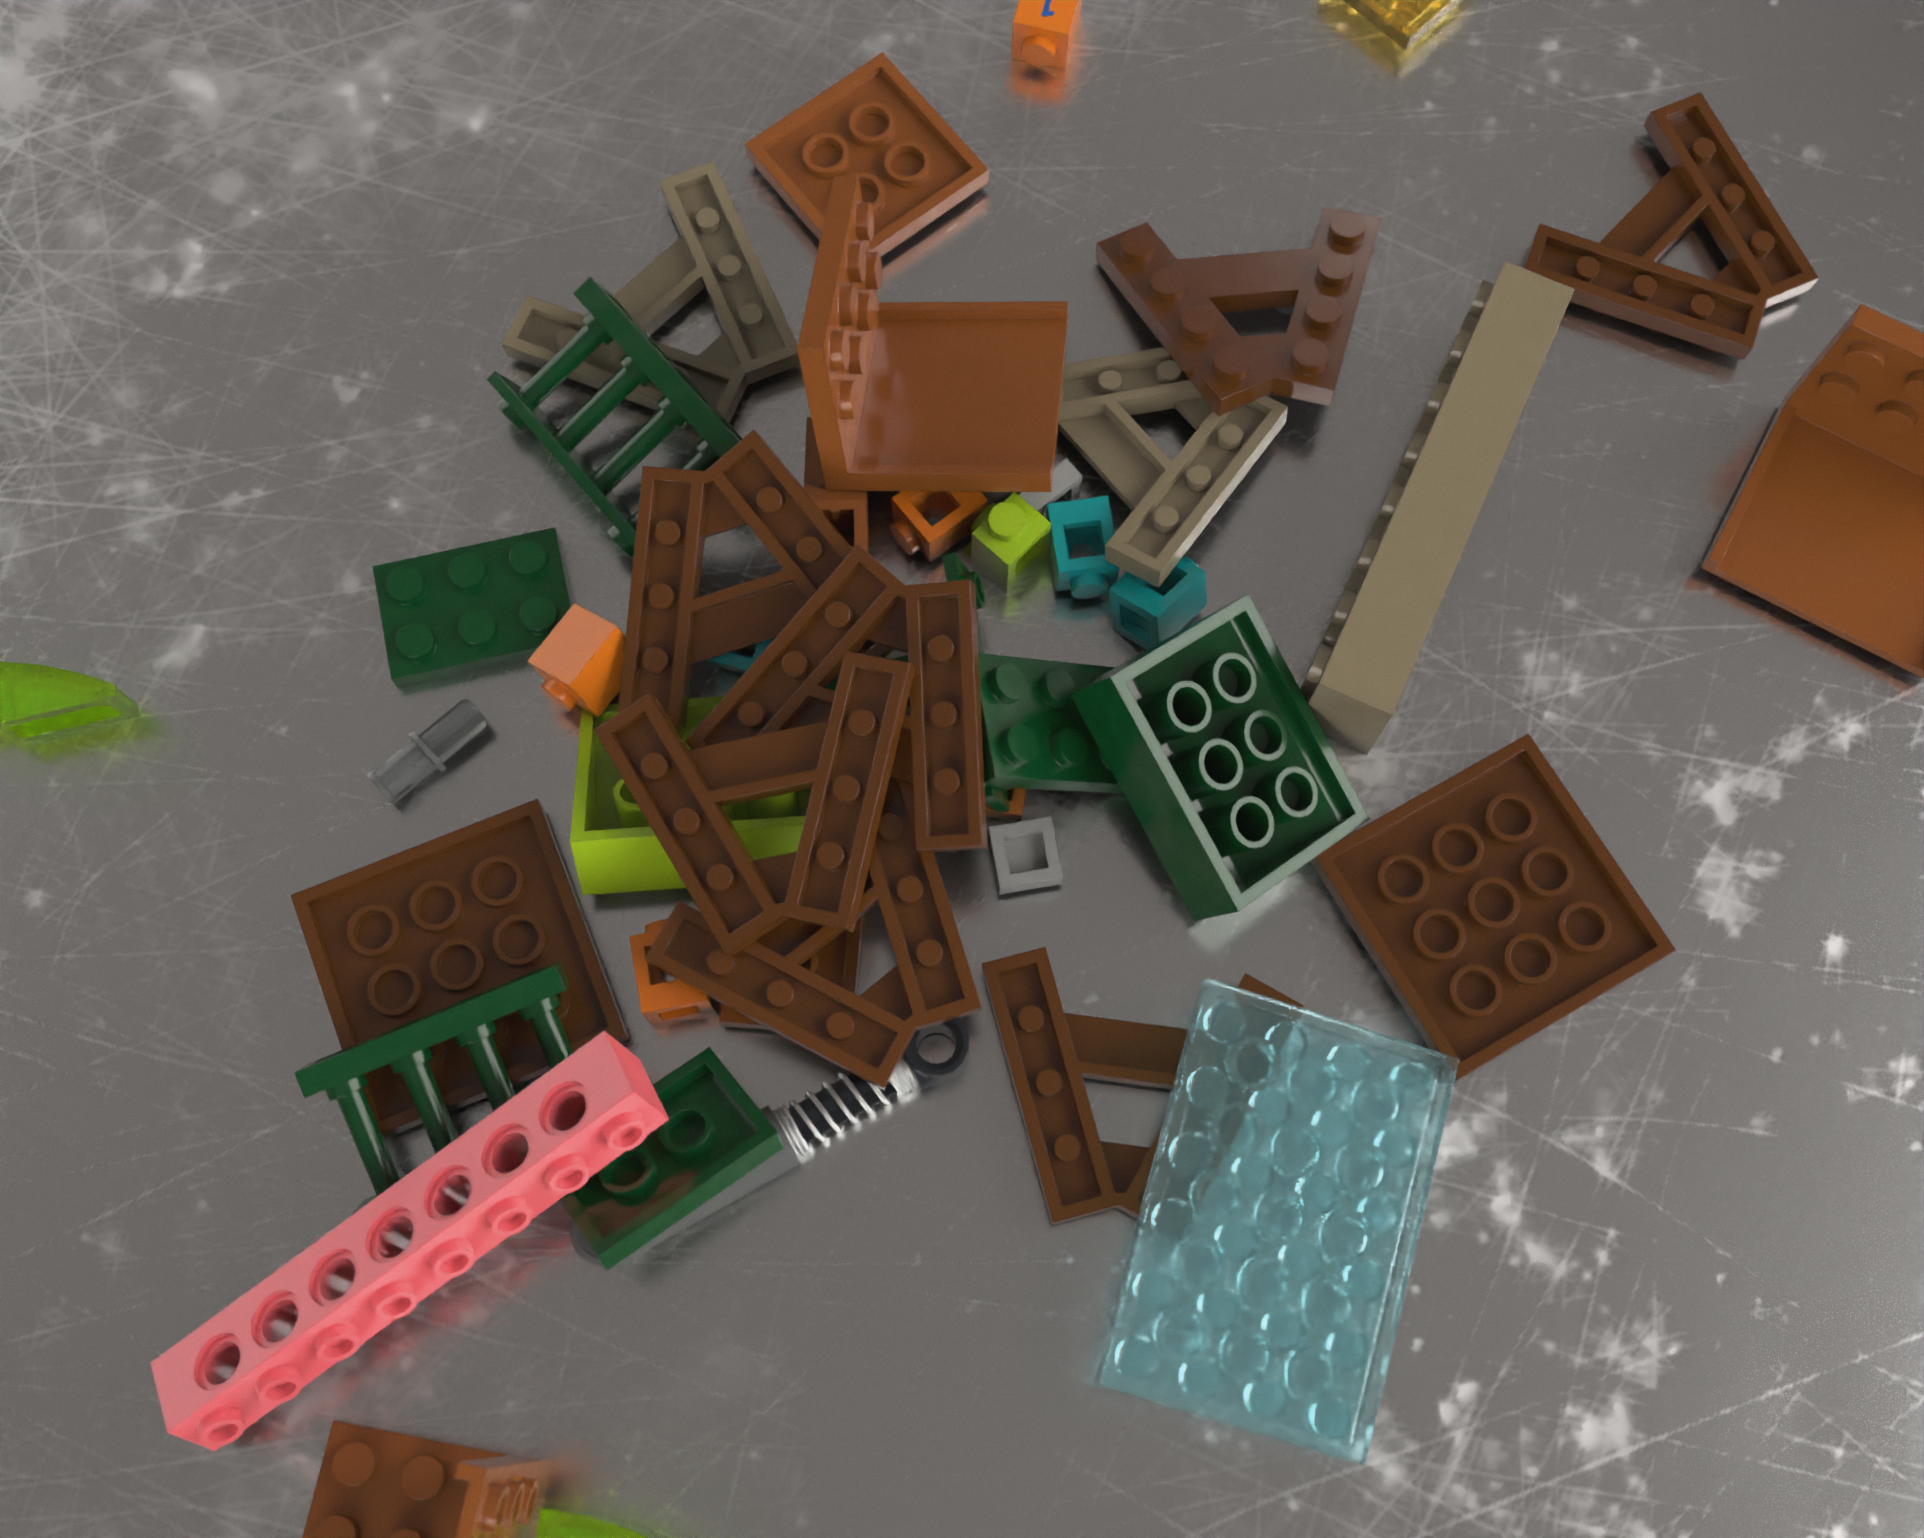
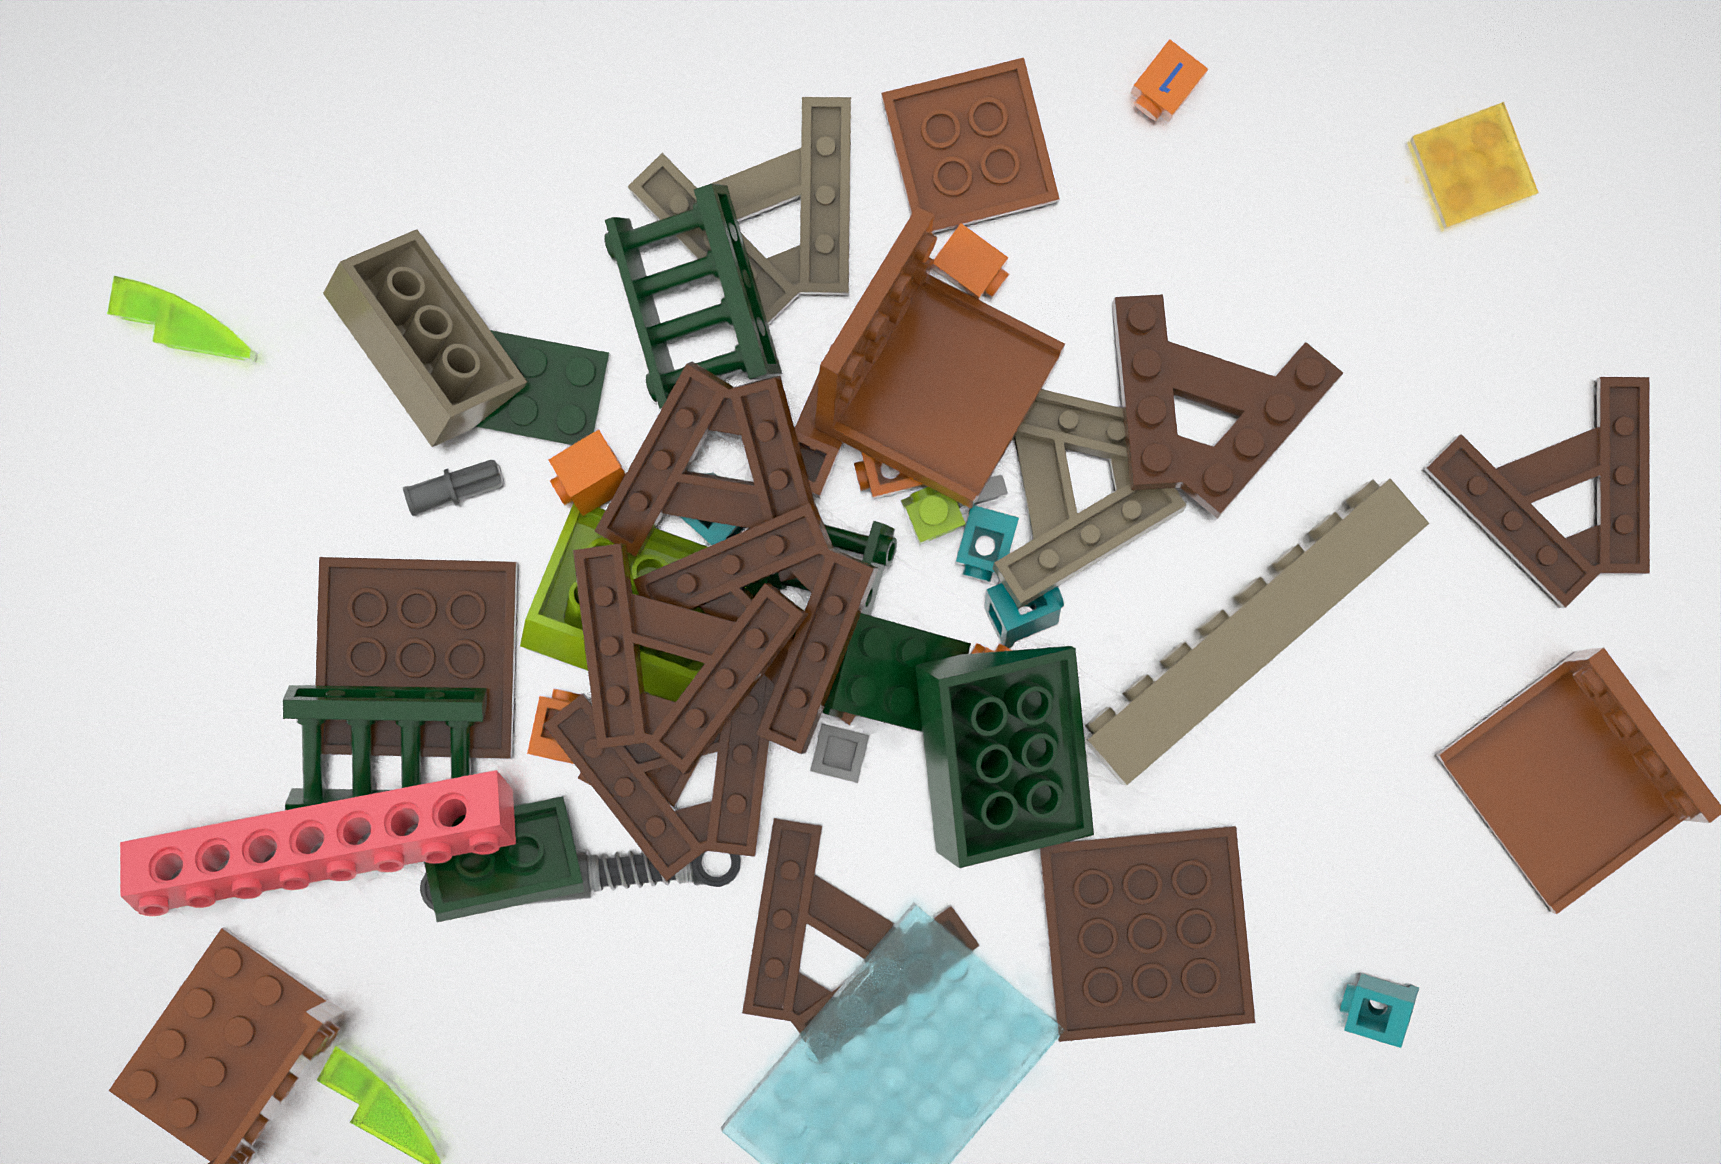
camera: 25 degrees right, 15 degrees up
(321, 590) = (423, 336): none -> dark tan slope
(923, 266) = (971, 263): none -> orange brick
(1830, 874) = (1385, 1024): none -> teal brick

